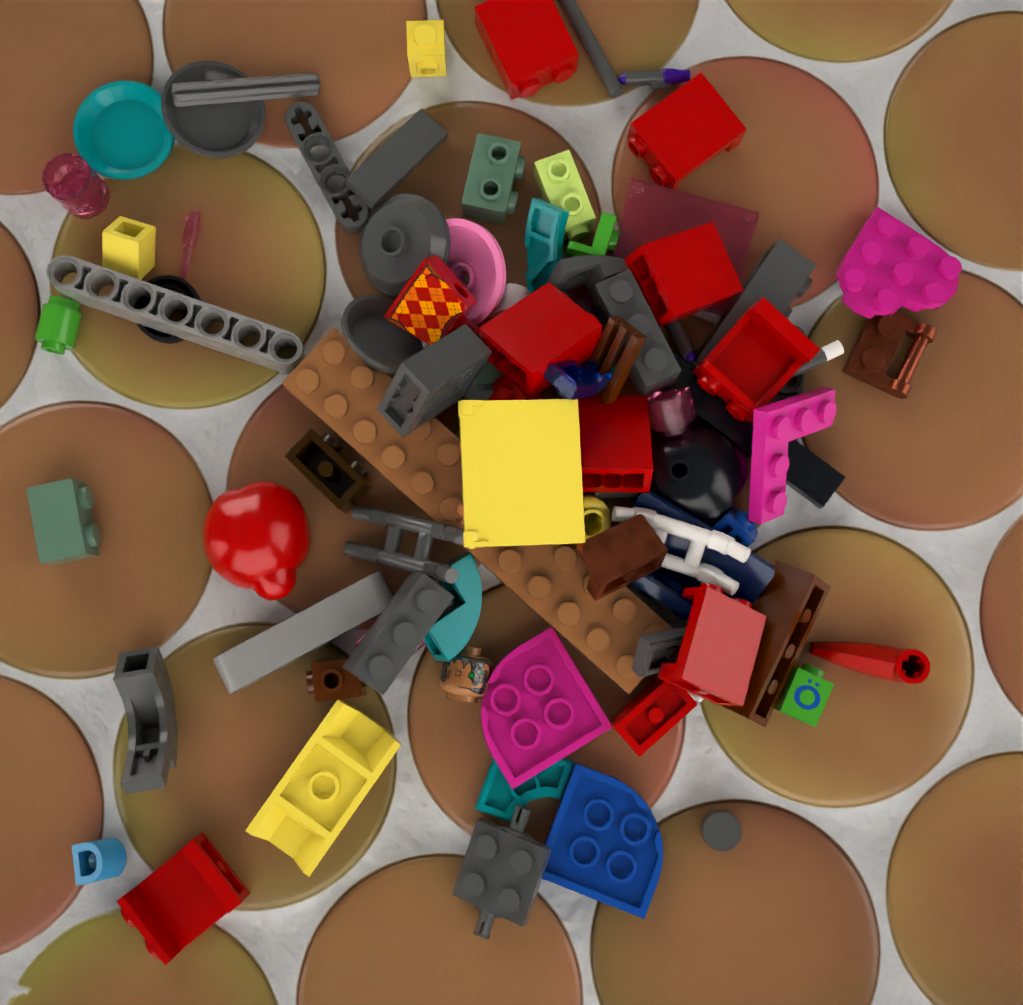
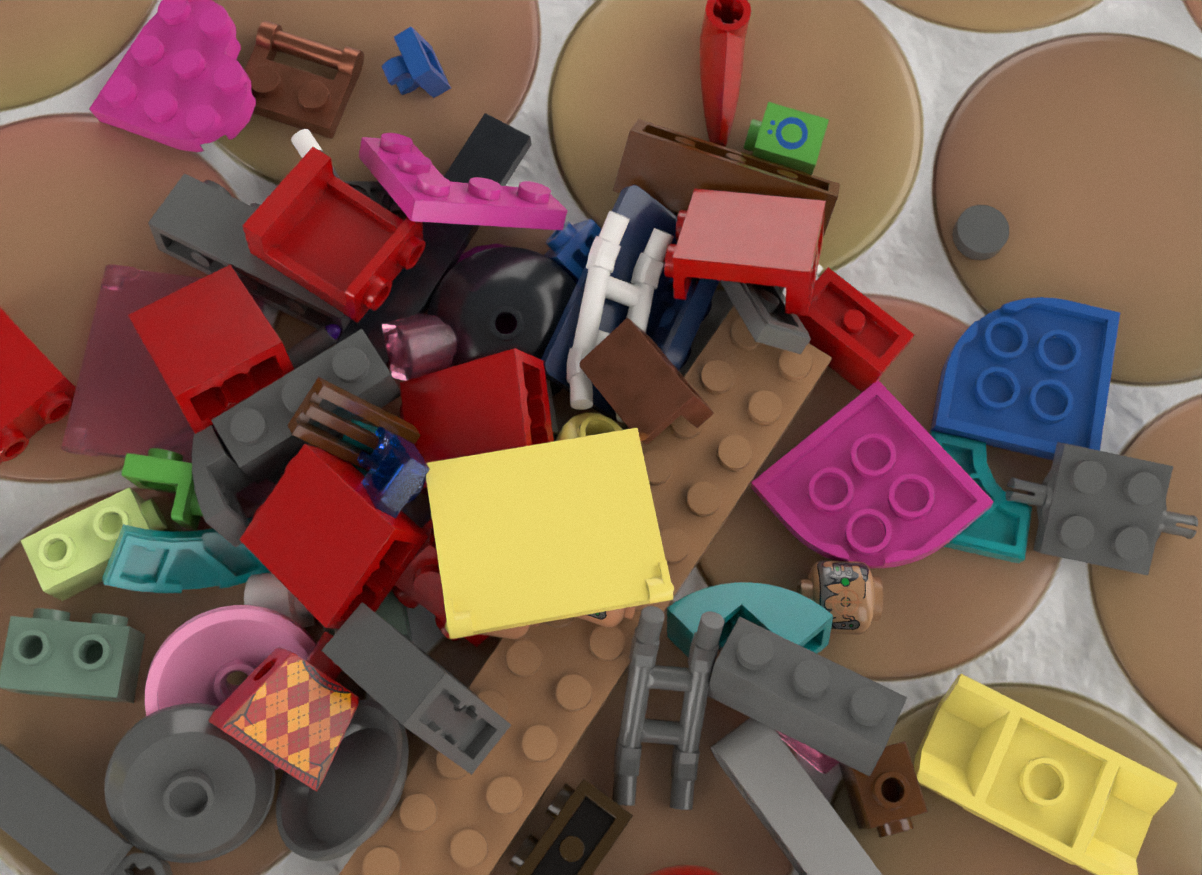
camera: 100 degrees left, 10 degrees down
(890, 434) = (415, 66): none -> blue tile

